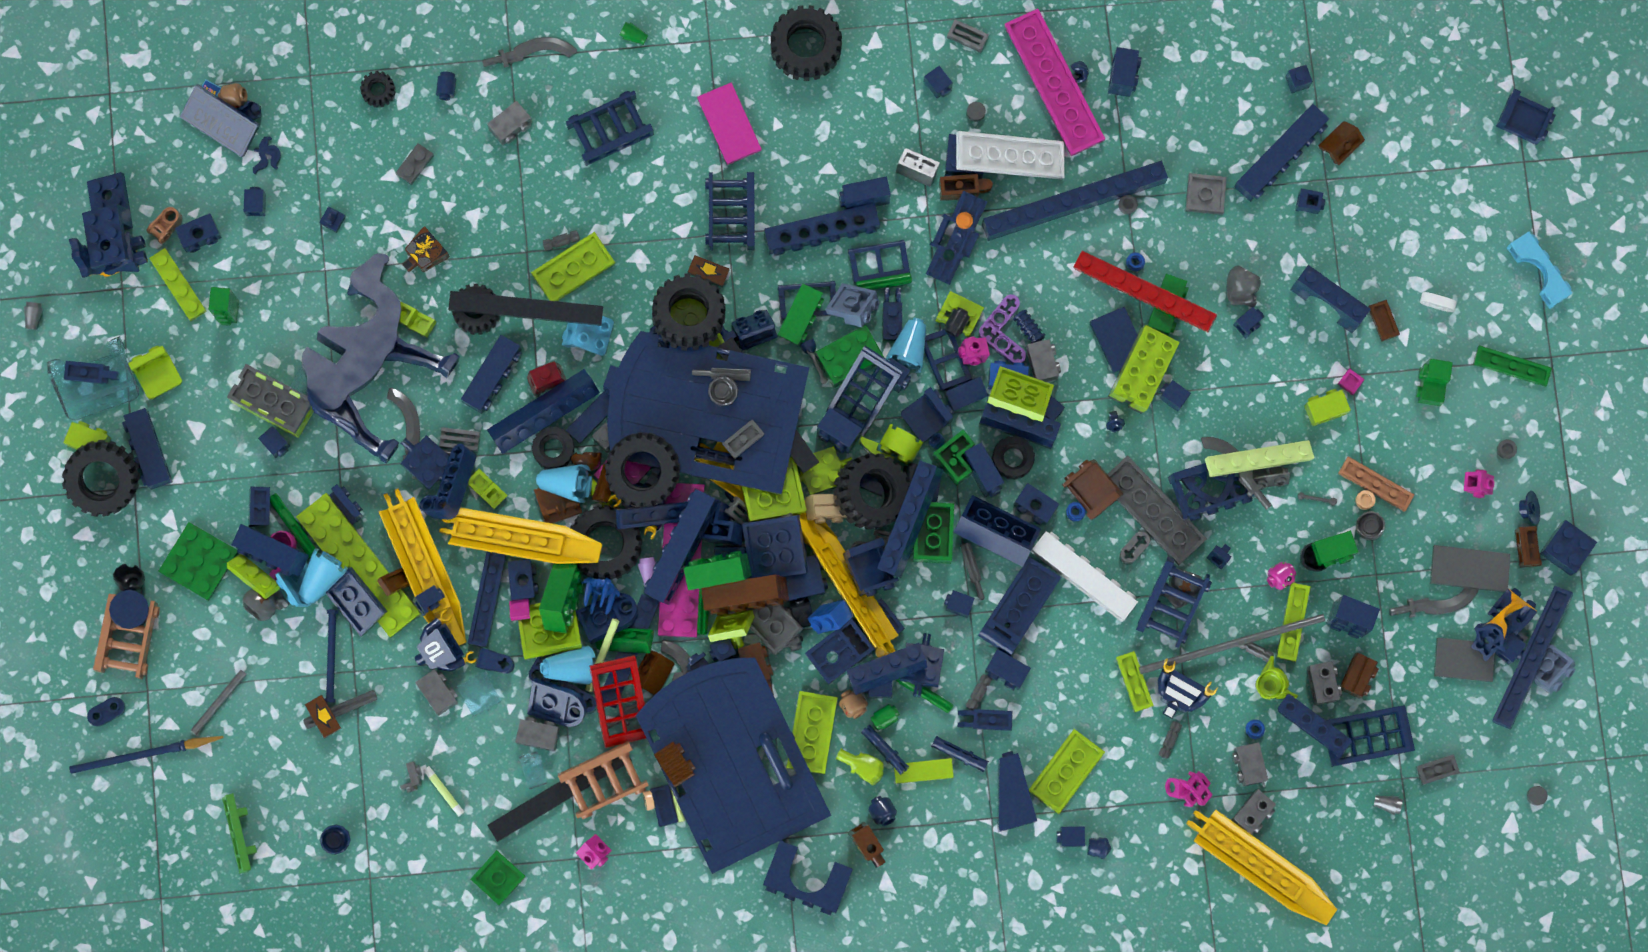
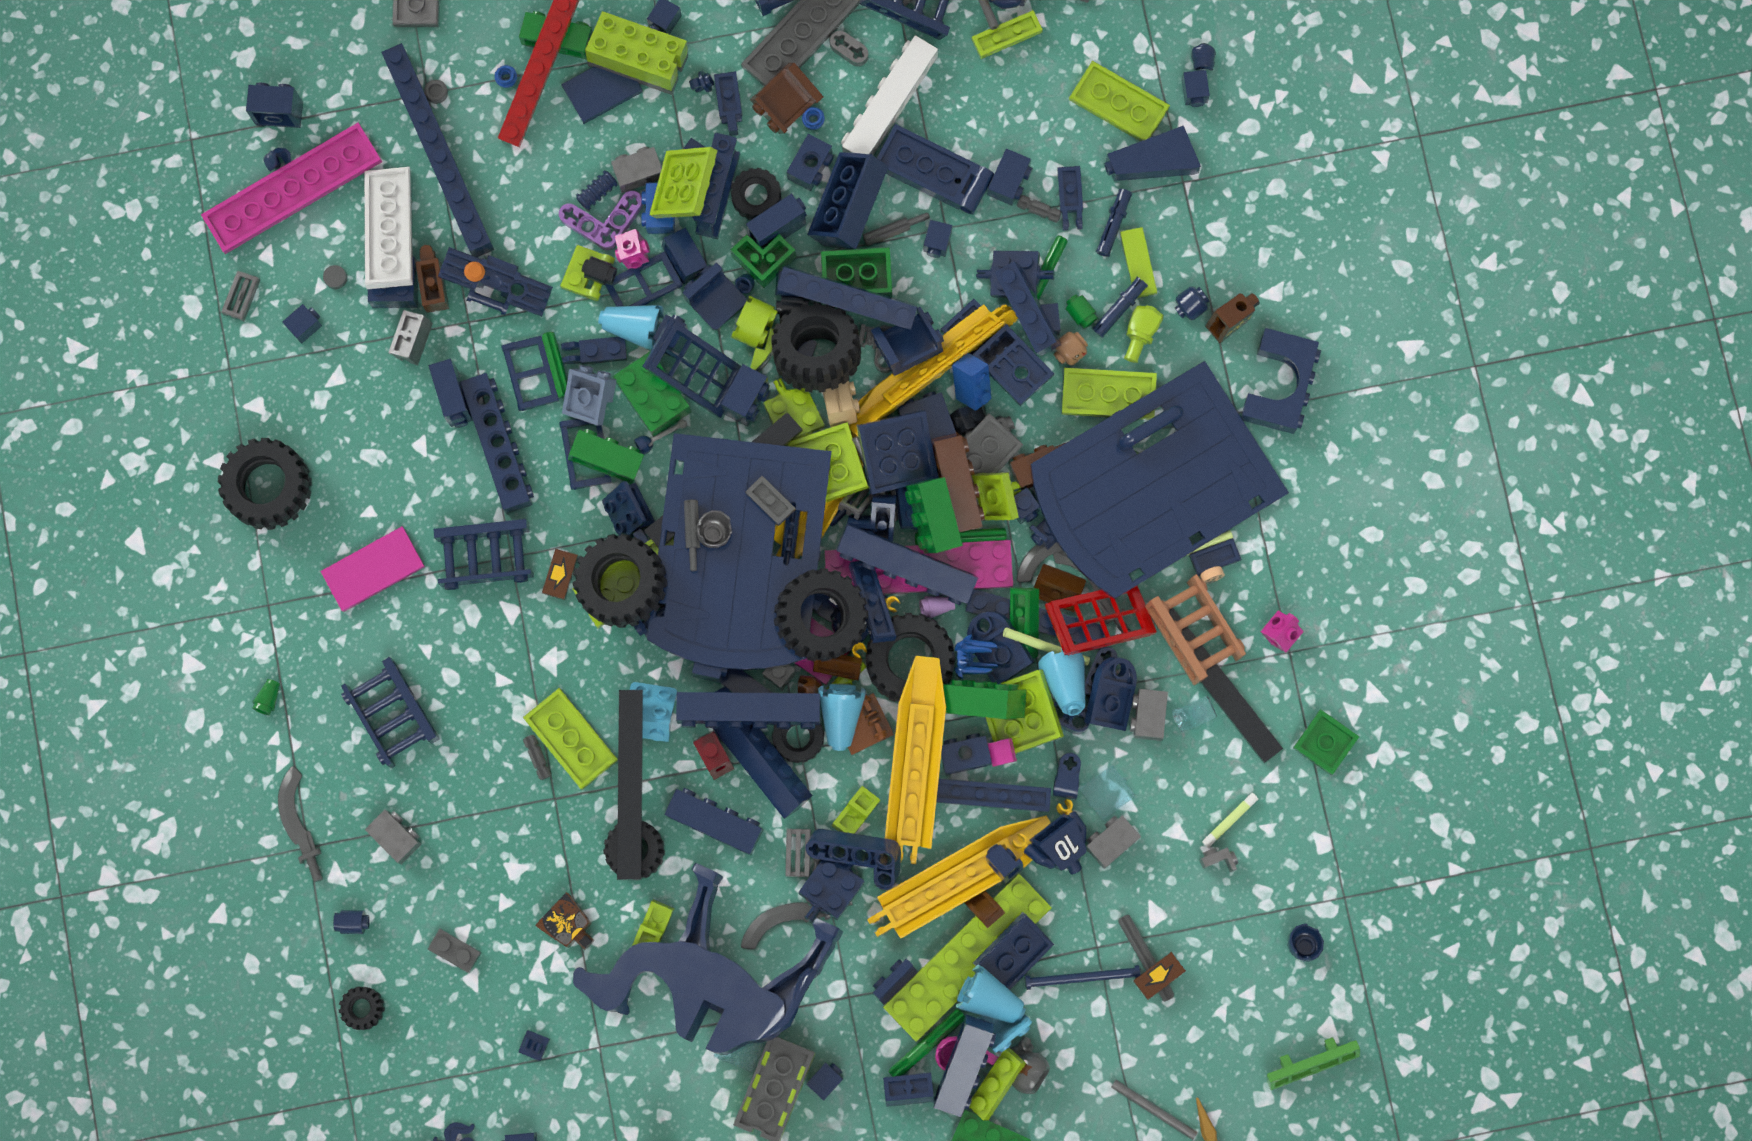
camera: 85 degrees left, 0 degrees up
(574, 405) = (748, 709): none -> dark blue brick
(675, 764) = (1169, 544): reddish brown brick -> none
(1097, 442) = (728, 100): none -> dark blue hinge

